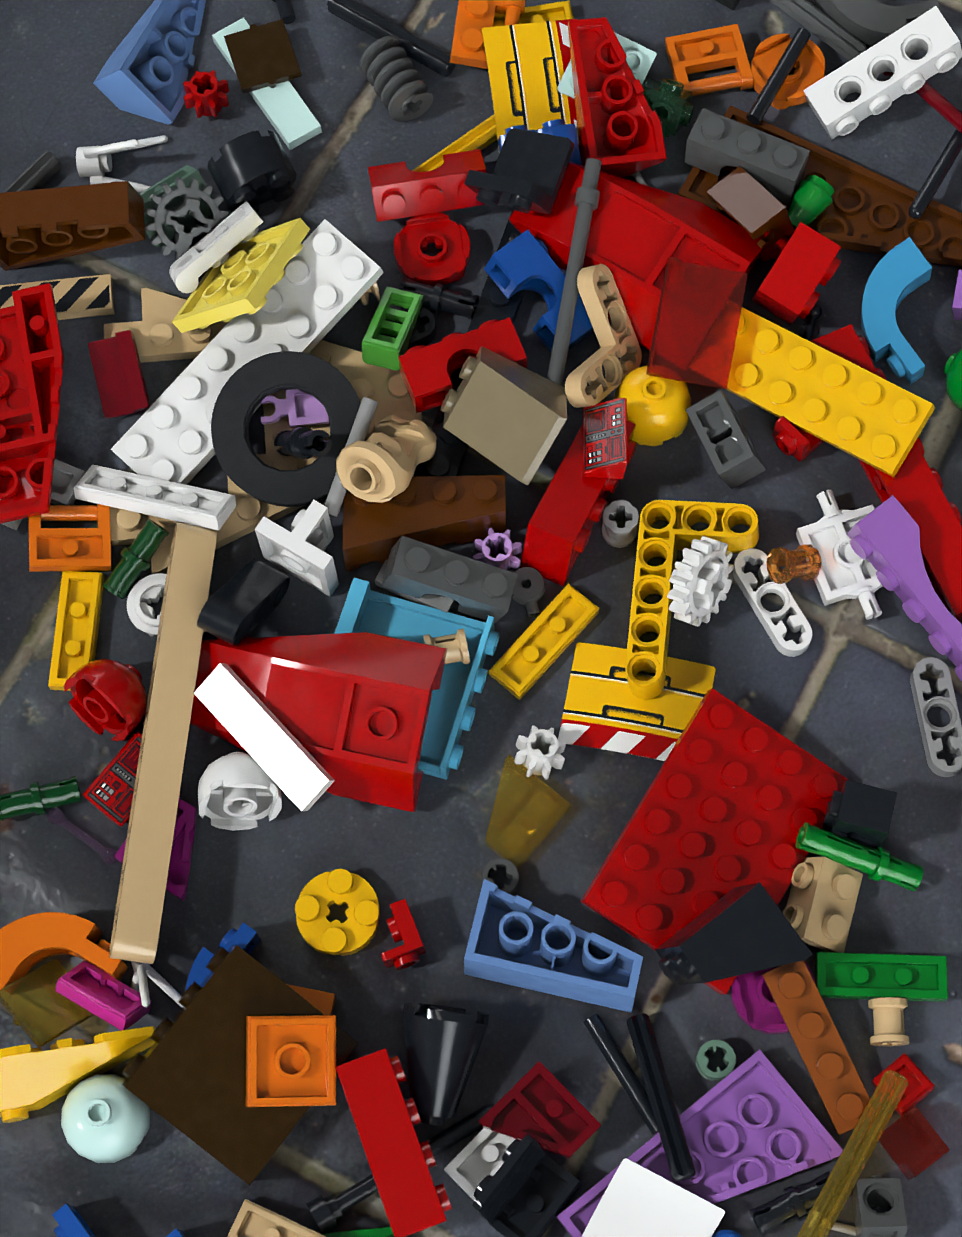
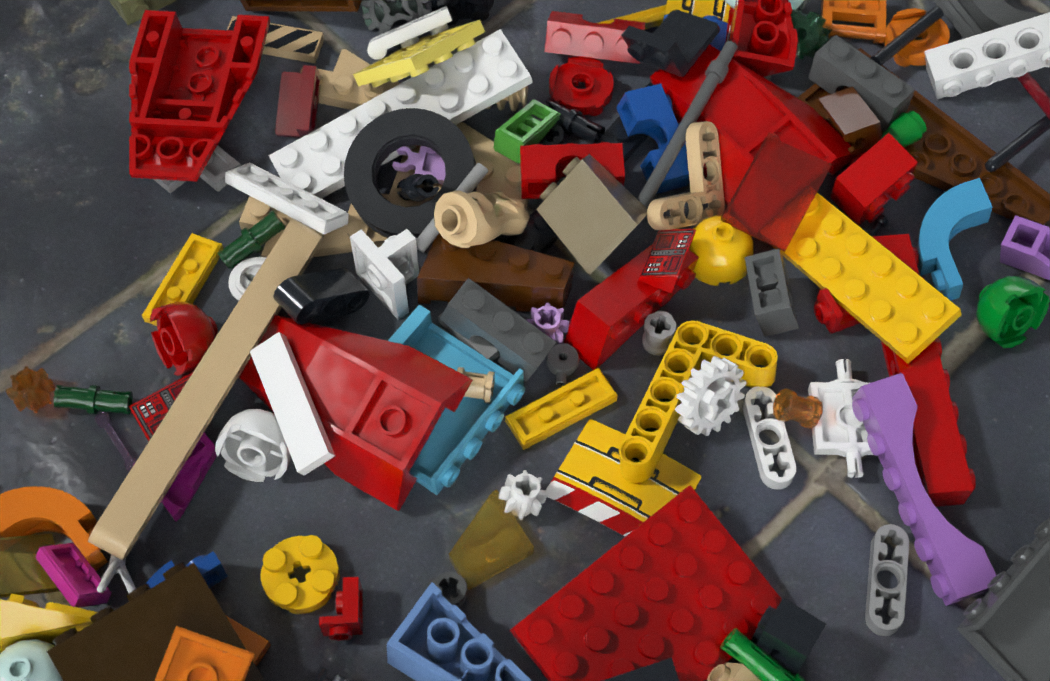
camera: 15 degrees right, 10 degrees down
(70, 547) = (204, 216): orange plate -> none

